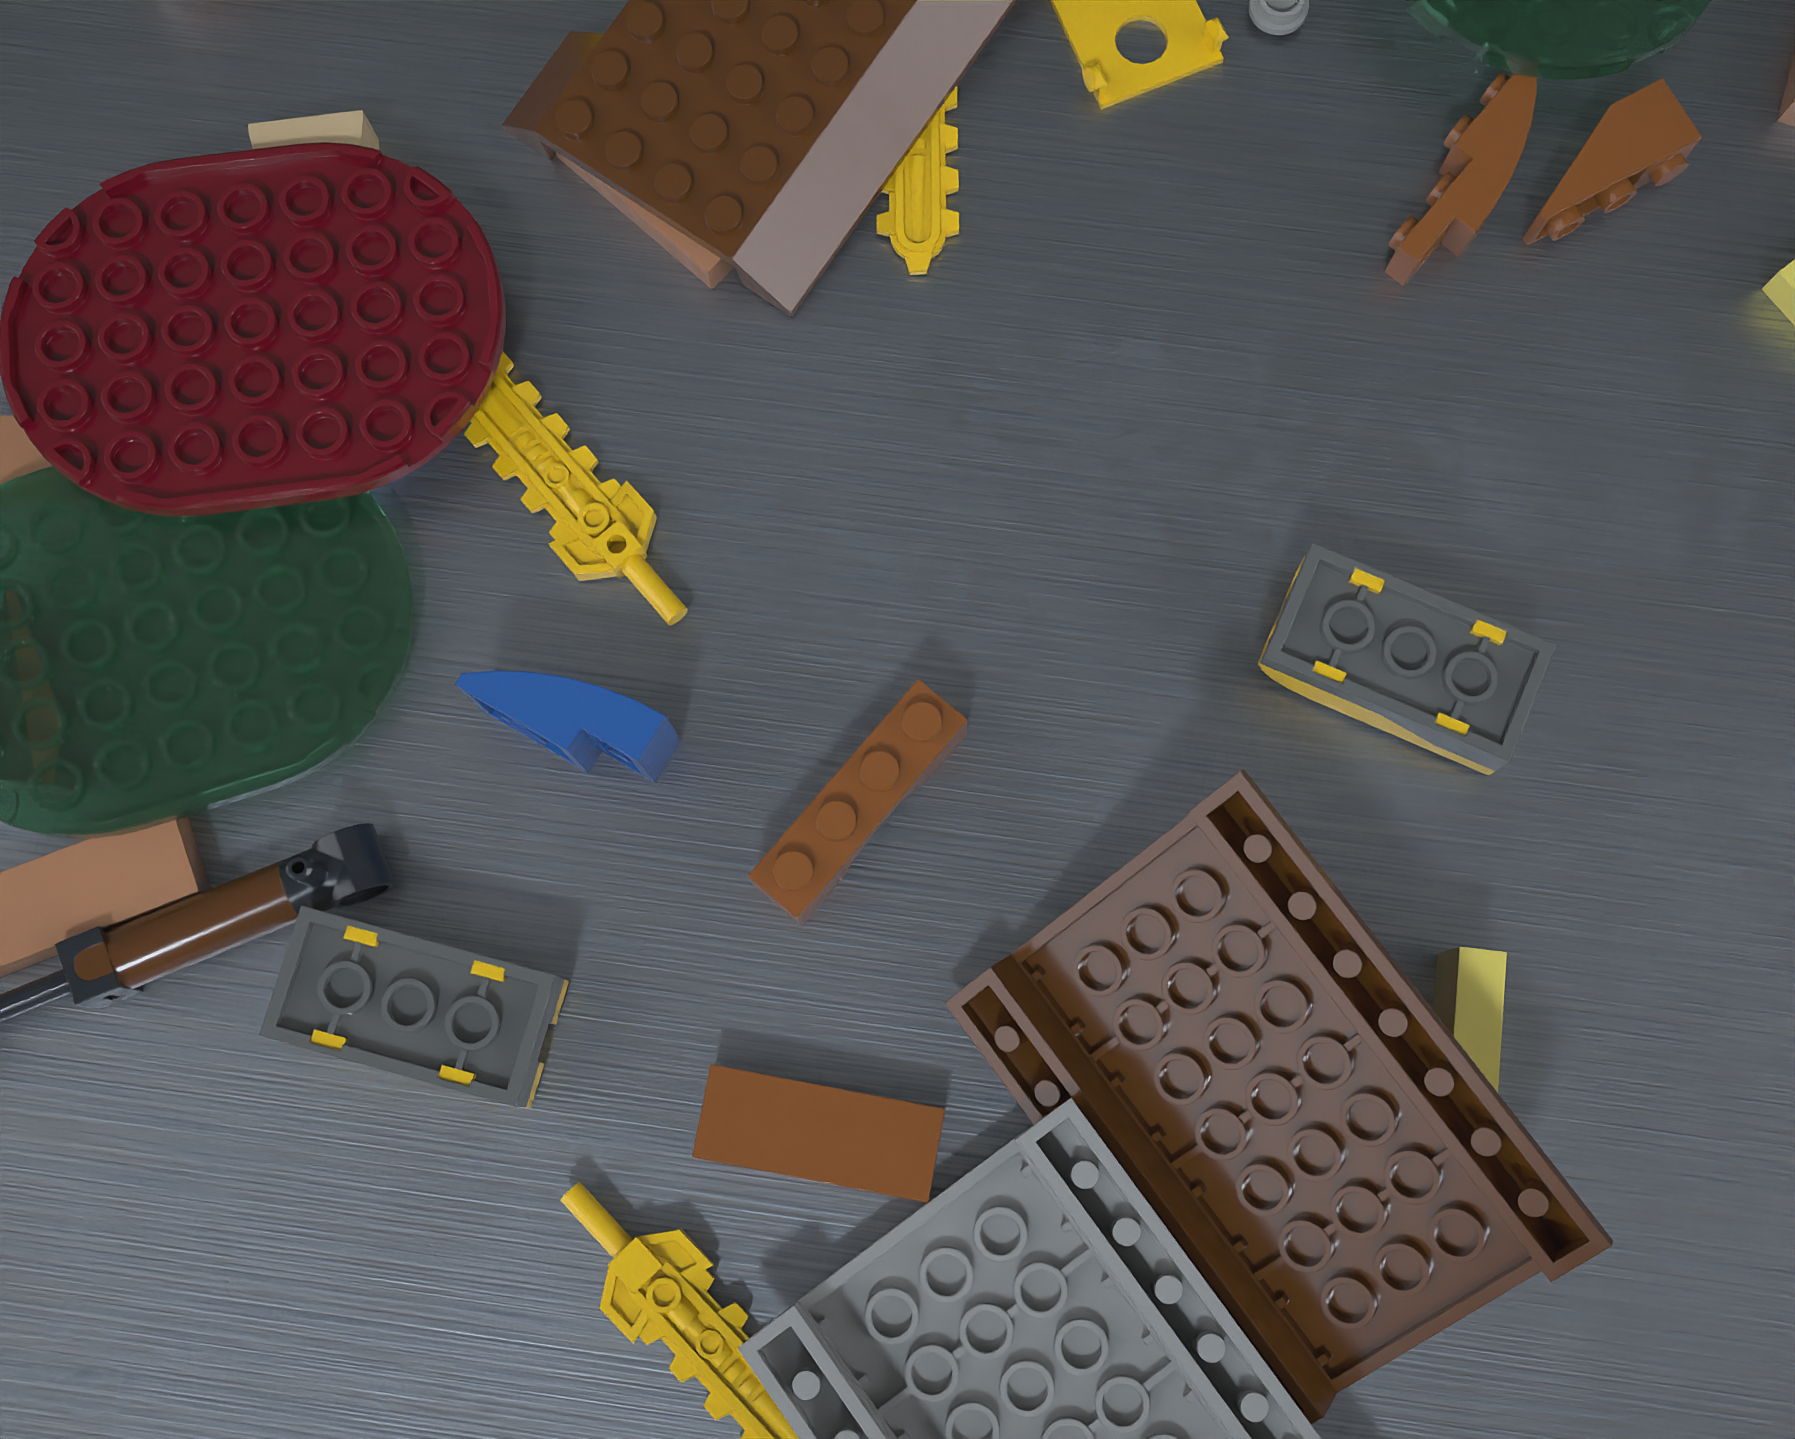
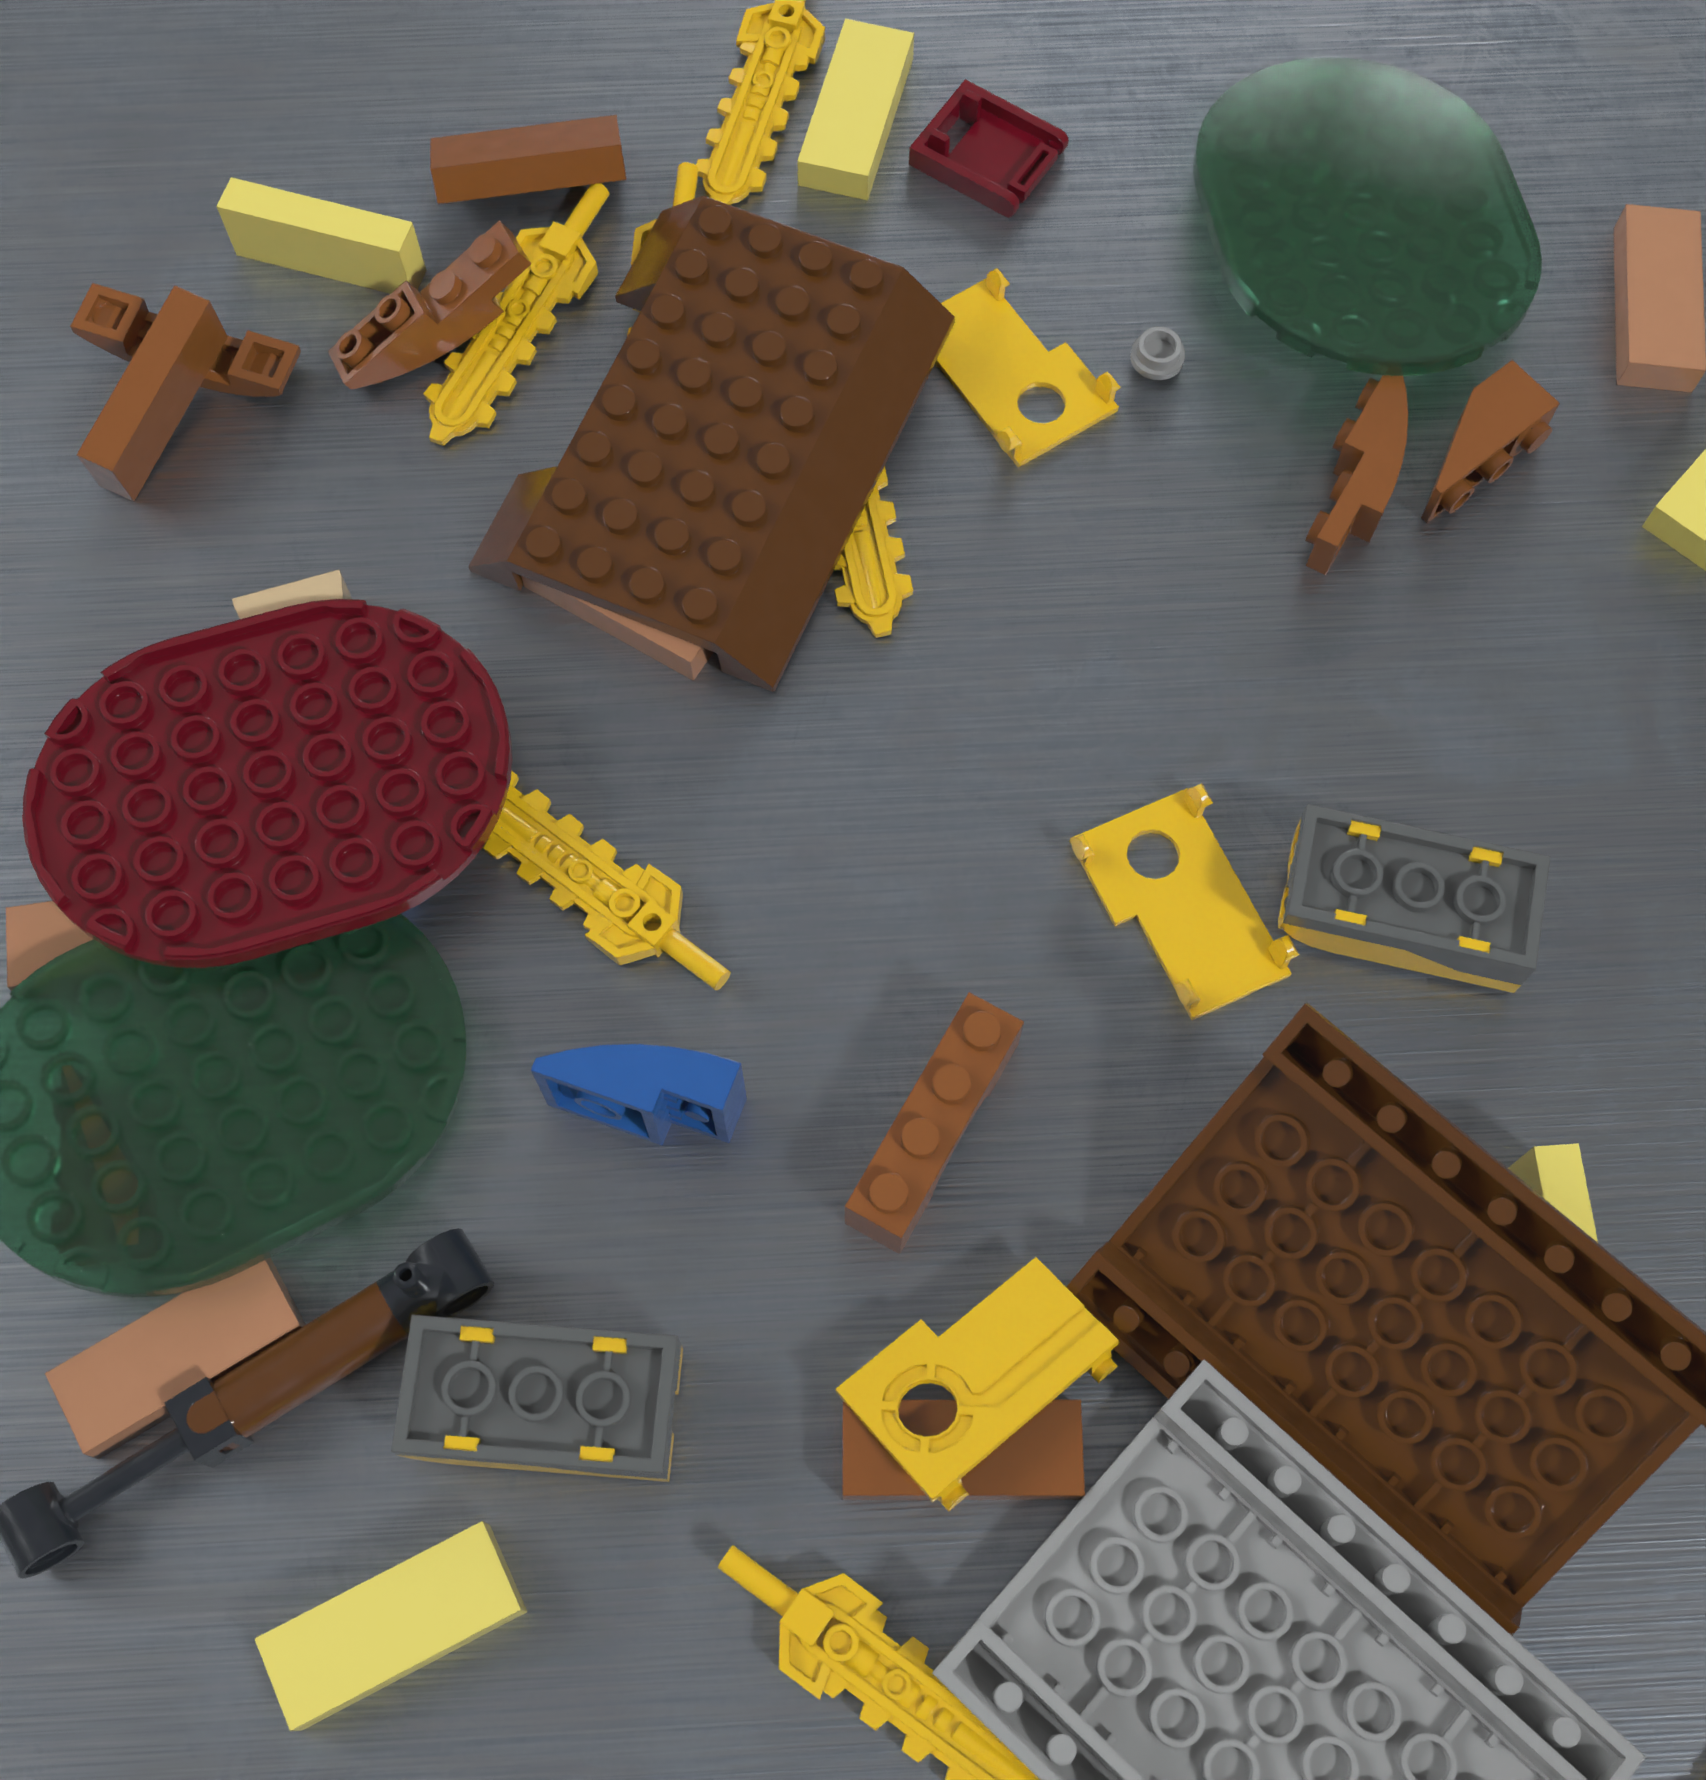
camera: 15 degrees left, 10 degrees down
(241, 1193) = (389, 1626): none -> light yellow piece
(868, 1063) = (997, 1363): none -> yellow piece
(1177, 635) = (1195, 915): none -> yellow piece

